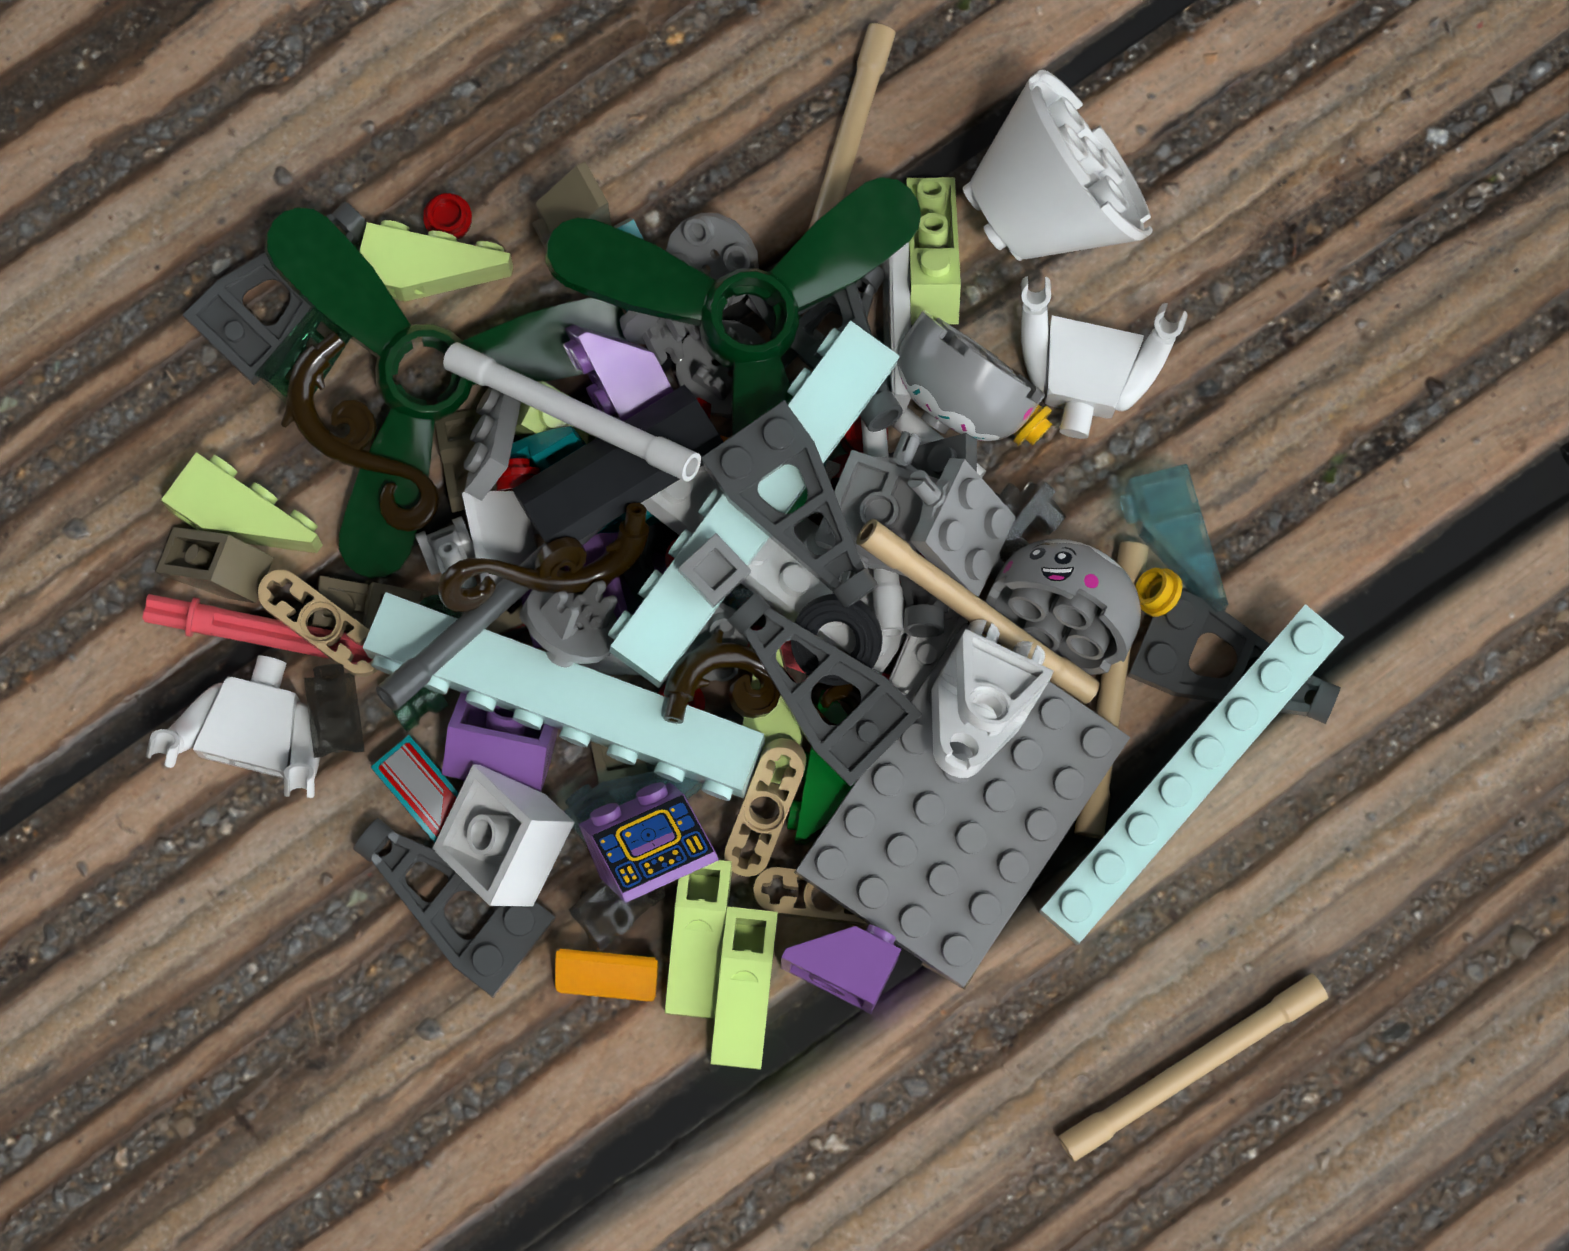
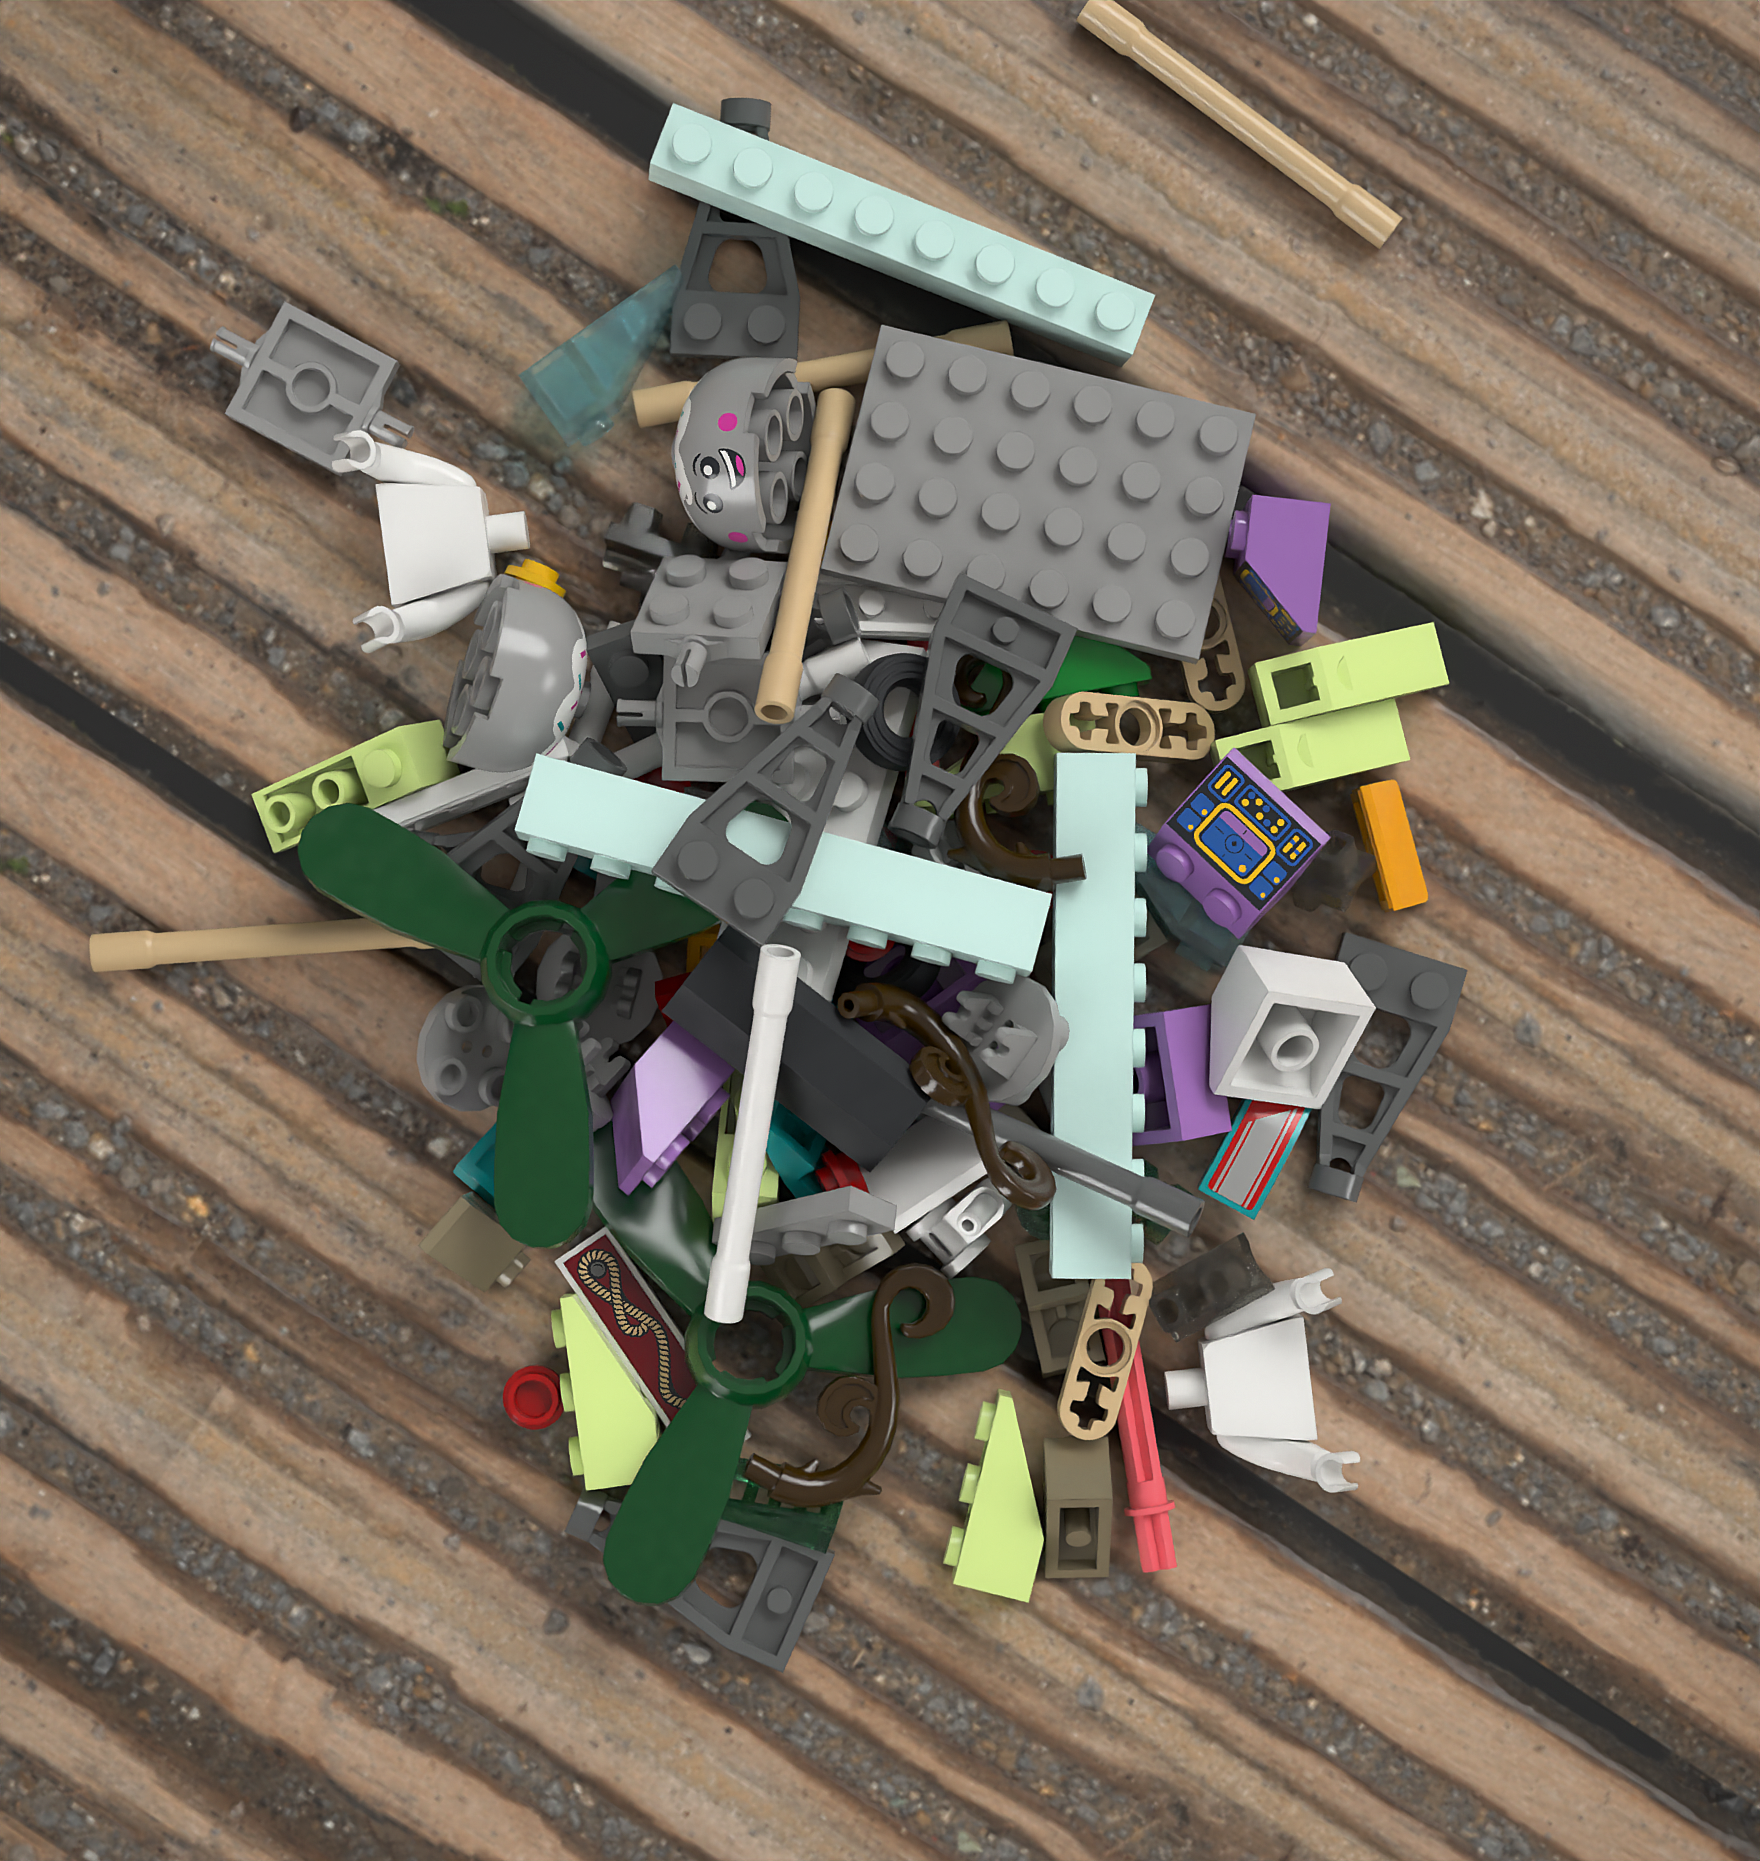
camera: 105 degrees left, 10 degrees up
(475, 303) = (631, 1320): none -> tile
(714, 570) = (896, 876): light grey plate -> none
(983, 697) = (914, 503): white piece -> none
(1055, 181) = (219, 658): white cone -> none
(1158, 591) = (685, 368): yellow plate -> none
(1233, 321) = (309, 384): none -> light grey plate

